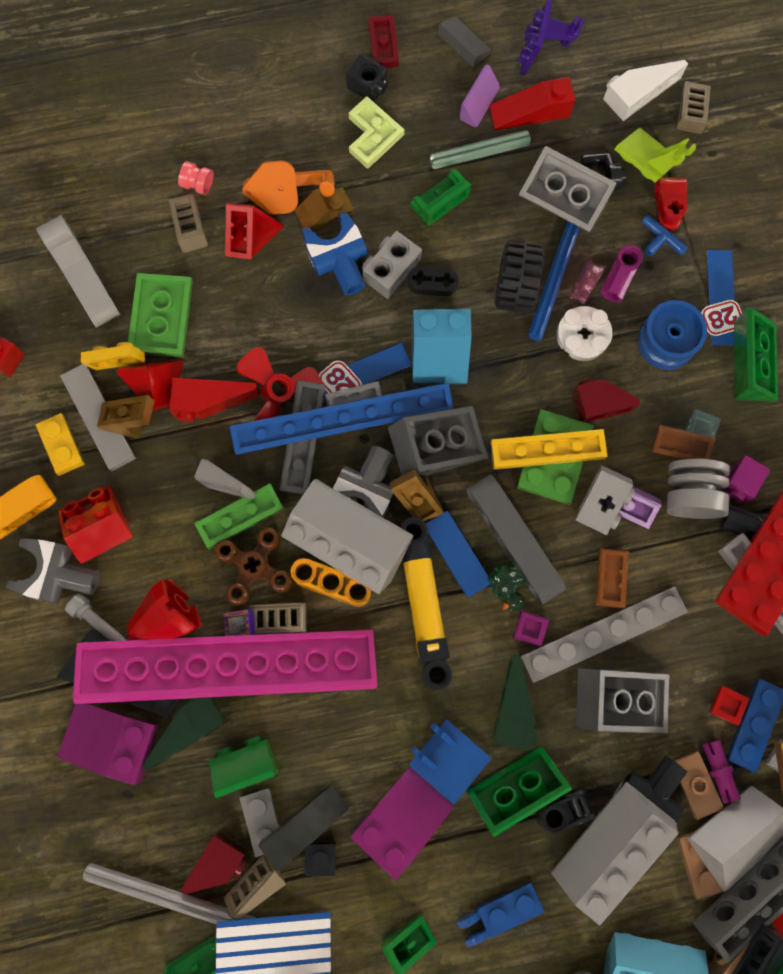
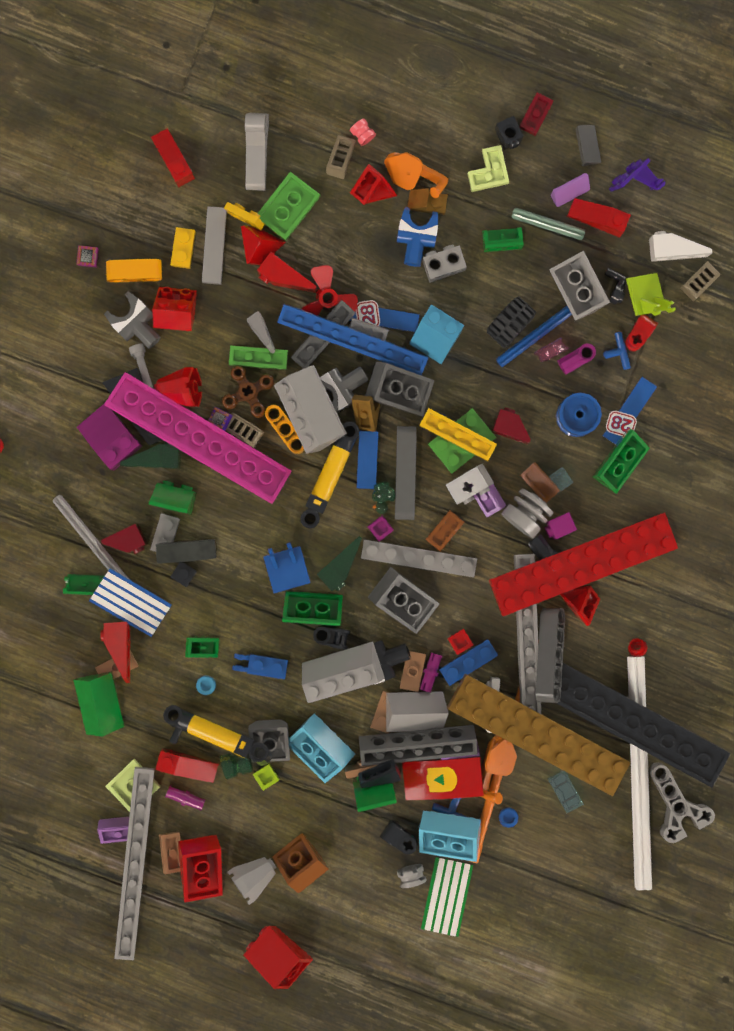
camera: 35 degrees right, 10 degrees up
(126, 415) = (230, 257): pearl gold slope -> none
(261, 883) = (144, 565): dark tan slope -> none
(402, 822) = (239, 583): magenta slope -> none
(433, 281) = (465, 286): black beam -> none
(573, 343) = (530, 368): white plate -> none

